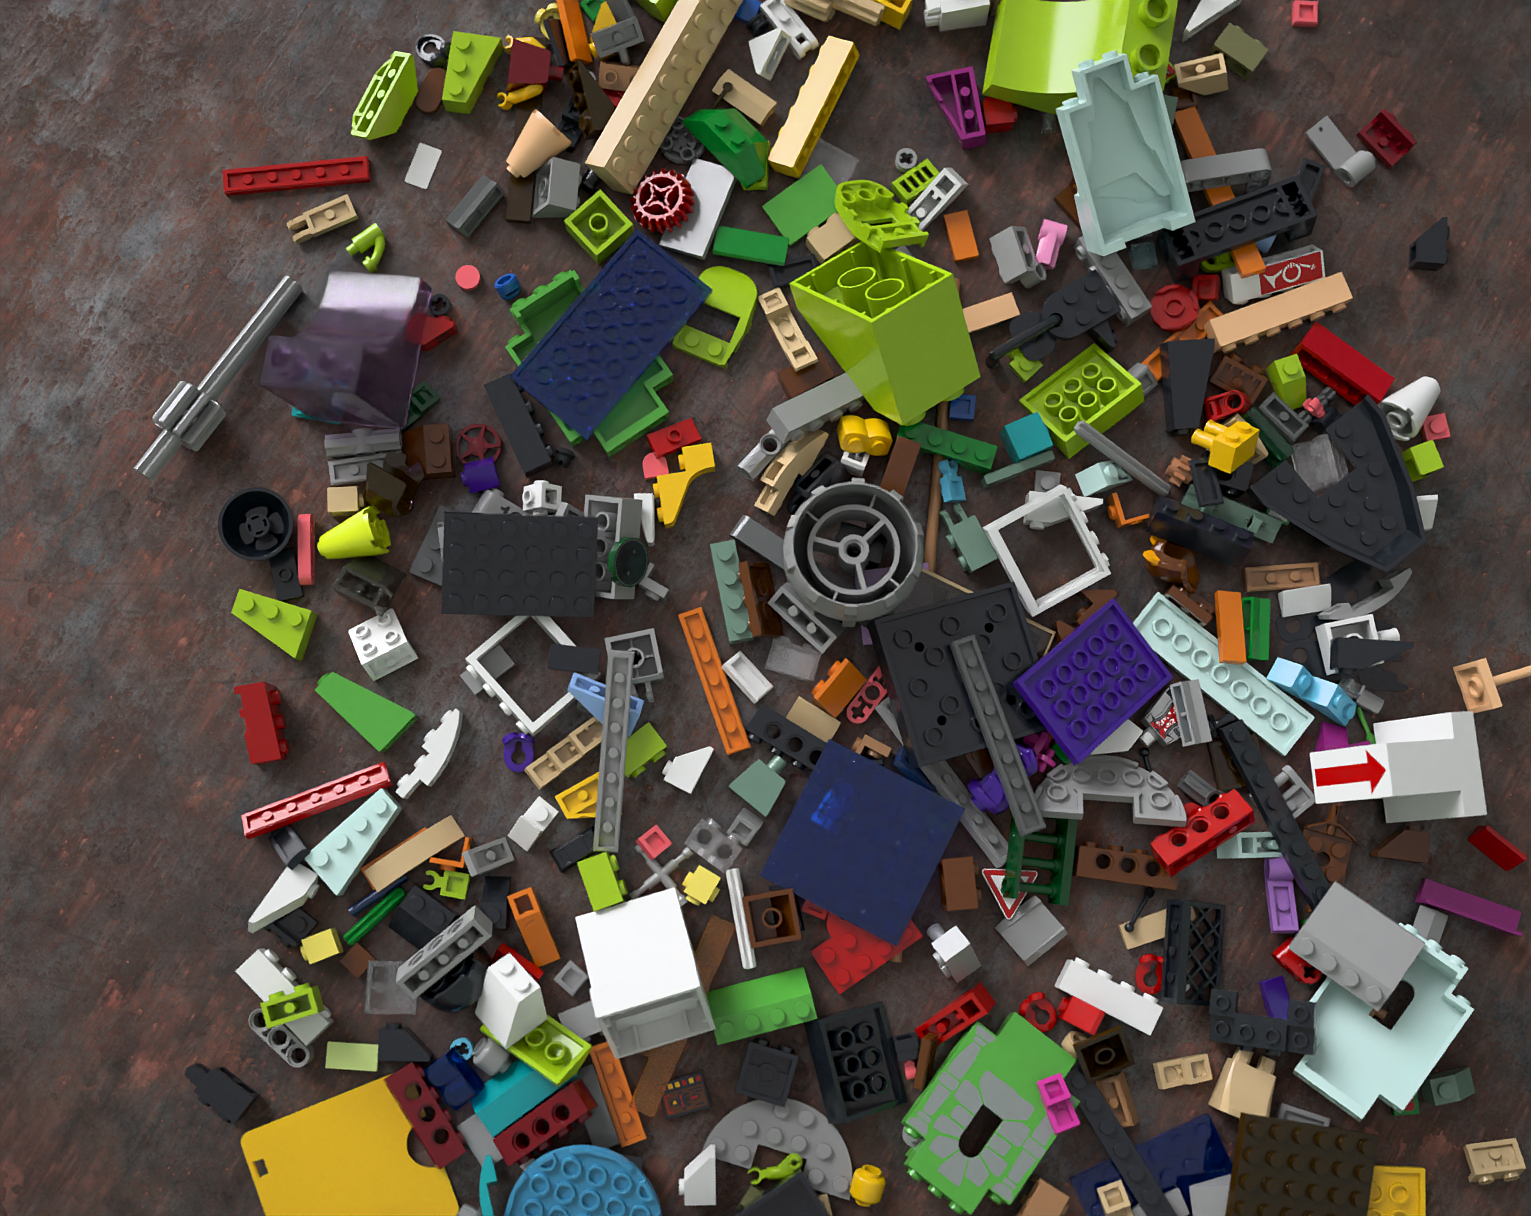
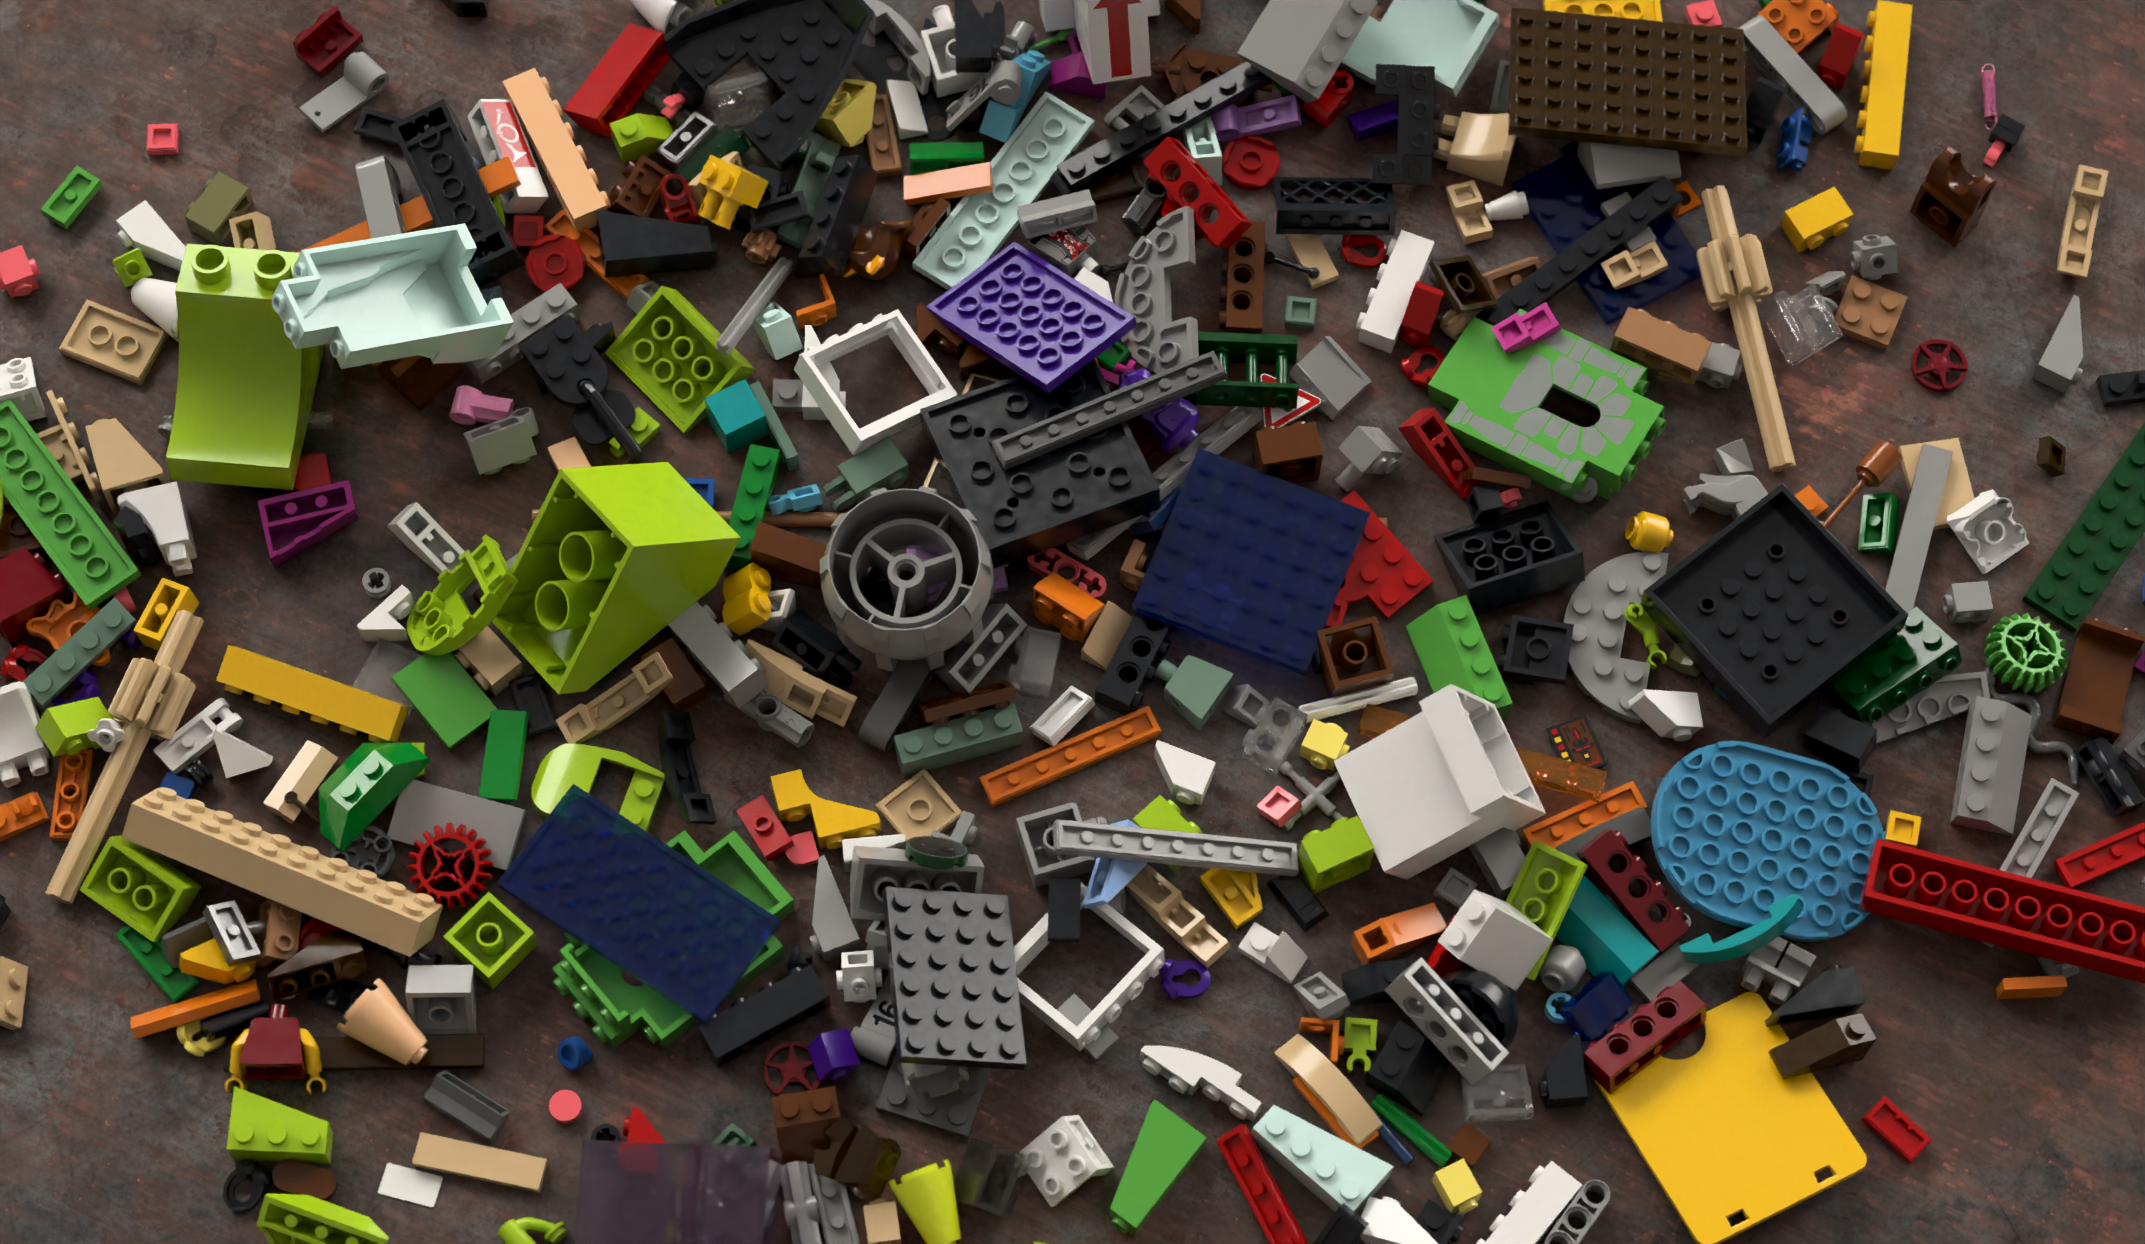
camera: 90 degrees left, 15 degrees down
(290, 1007) = (1537, 1194): lime brick -> none
(352, 1056) = (1586, 1138): yellowish green tile -> none
(432, 214) = (479, 1162): none -> tan tile
(596, 481) = (831, 921): none -> light grey slope
(679, 558) = (919, 807): none -> tan tile
(725, 377) = (678, 766): none -> black slope
(870, 162) = (383, 619): none -> white slope
(902, 193) = (418, 586): lime slope -> none
(960, 236) = (475, 512): orange tile -> none
(1095, 912) = (1300, 312): none -> sand green tile
(1184, 1105) = (1507, 207): none -> white cone
(1240, 886) = (1250, 162): none -> red tile
(1302, 551) = (849, 113): none -> light yellow slope
(1315, 673) = (1000, 83): none -> light grey door

